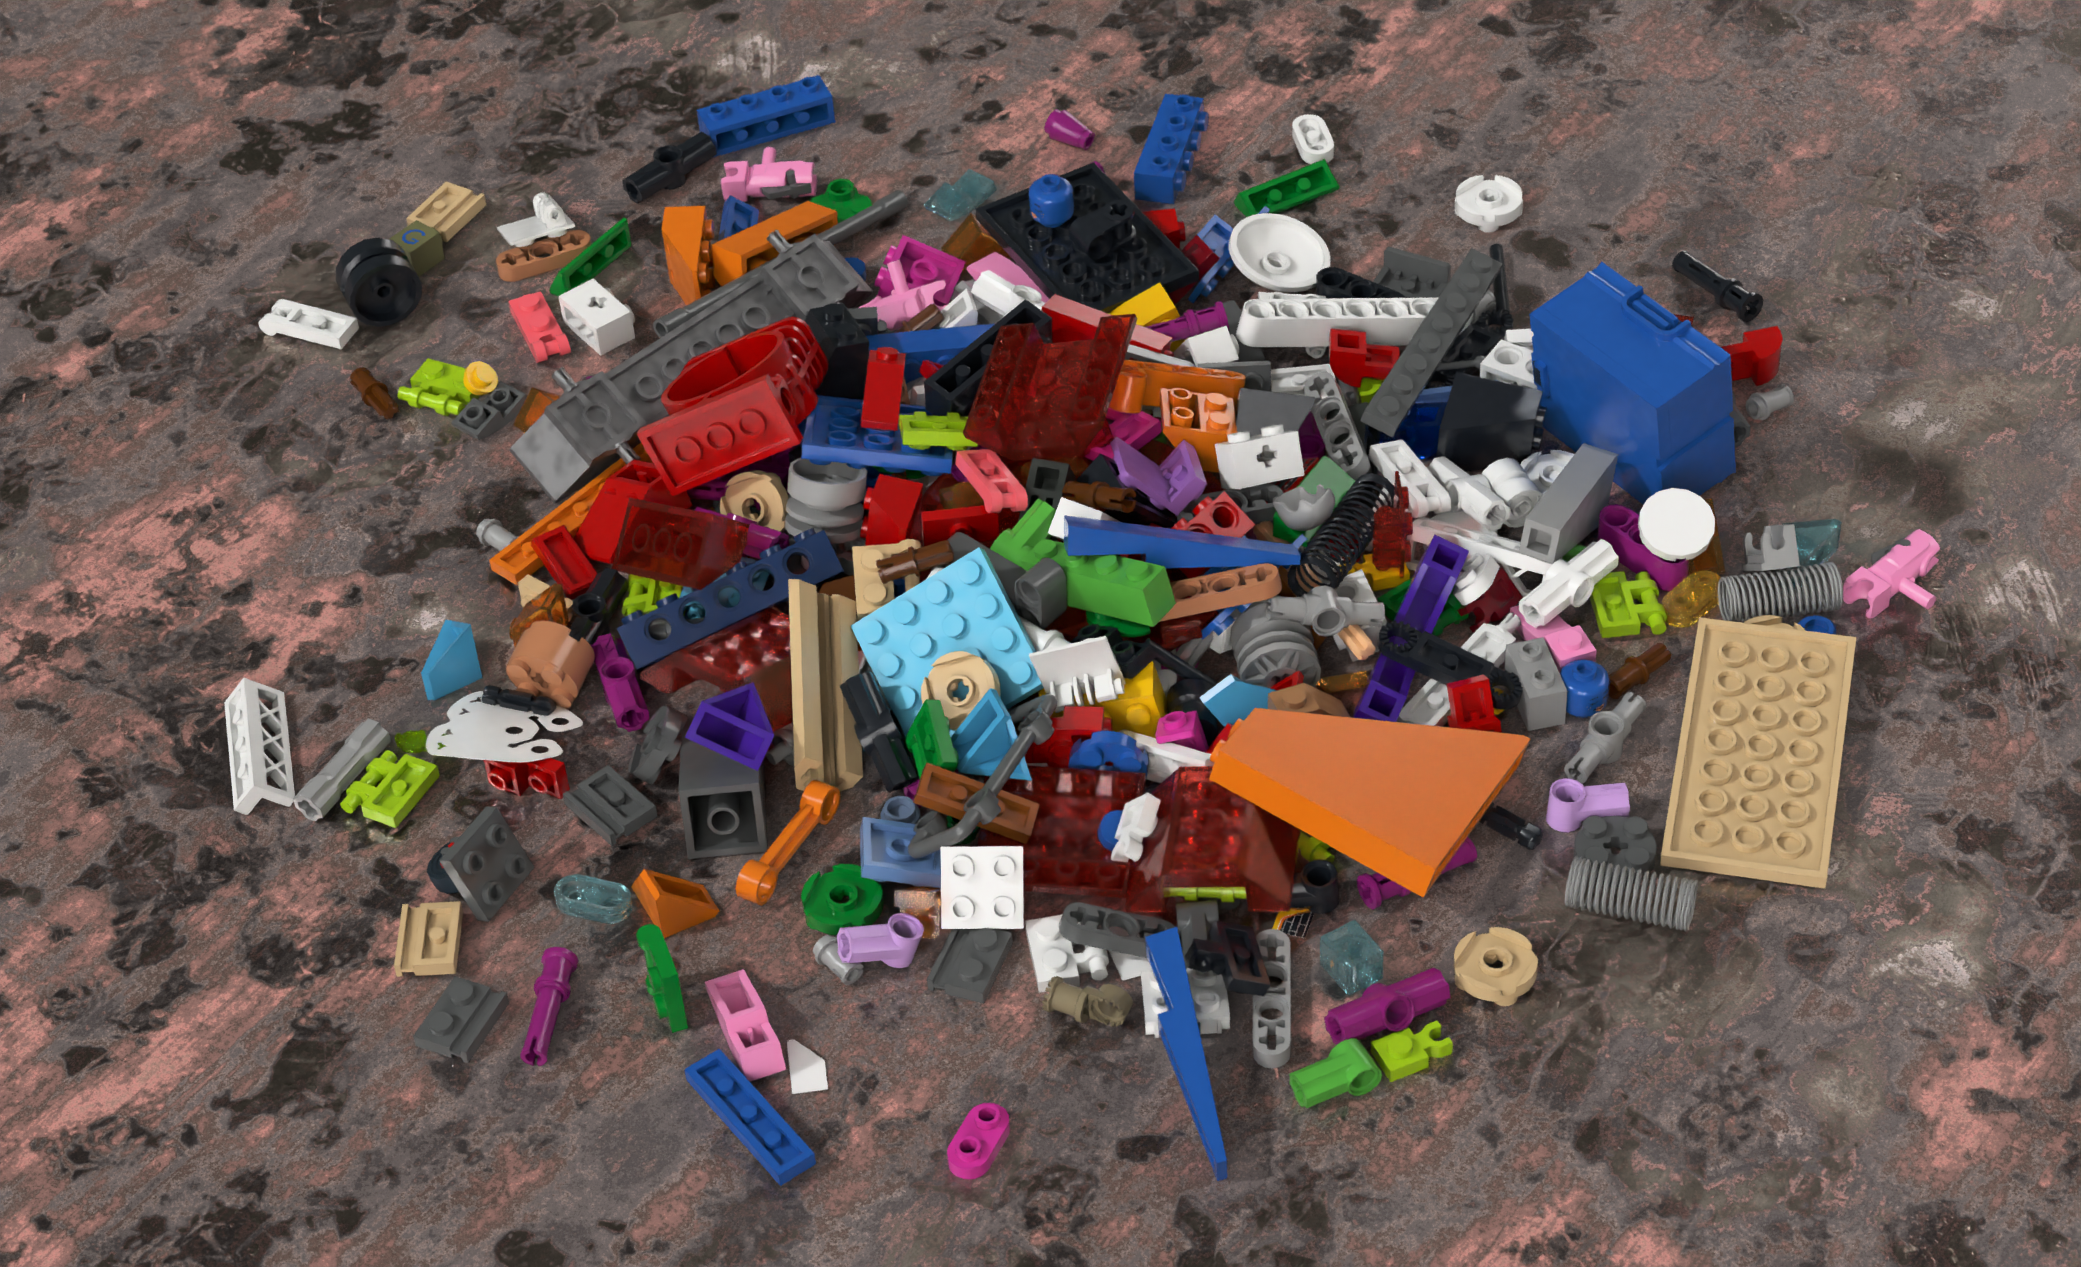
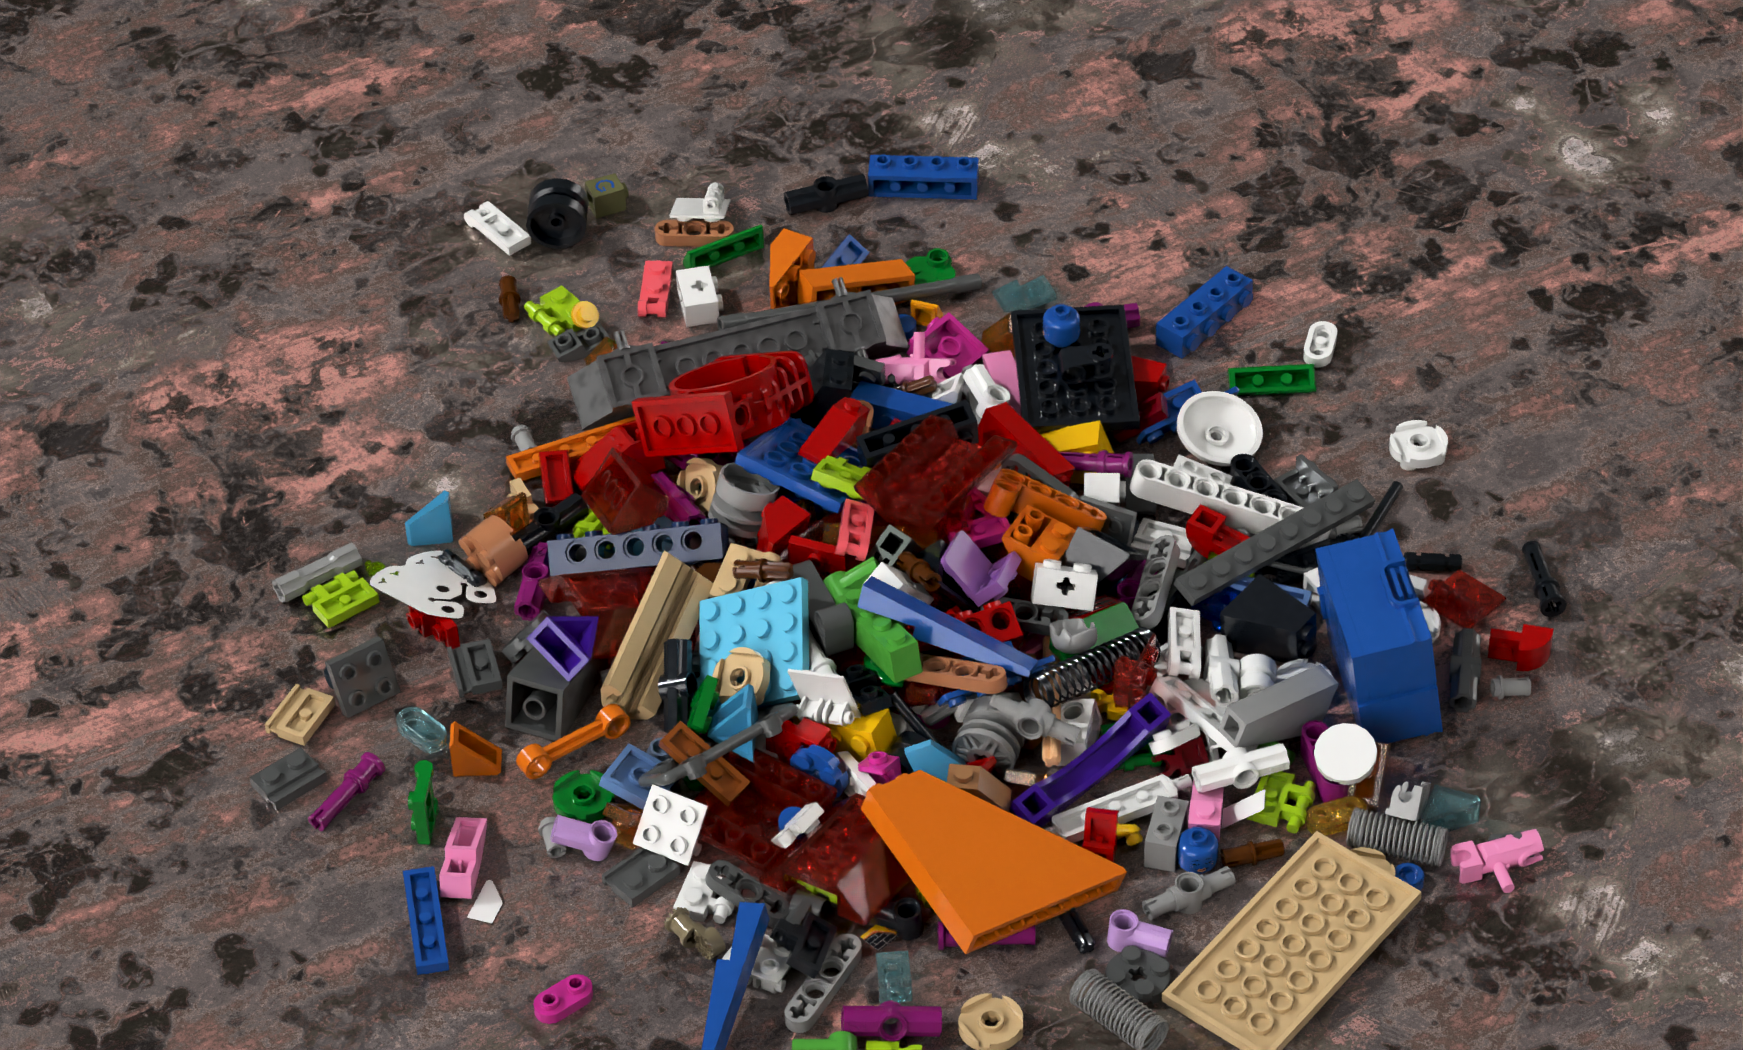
camera: 25 degrees right, 0 degrees up
(247, 744) = (266, 531): white fence -> none
(448, 209) = (647, 172): tan plate -> none
(769, 178) = (891, 231): bright pink piece -> none
(868, 248) = (924, 312): none -> light orange slope
(1068, 130) = (1140, 269): magenta cone -> none
(1446, 661) = (1106, 793): black plate -> none
(1603, 620) = (1243, 809): none -> white sticker

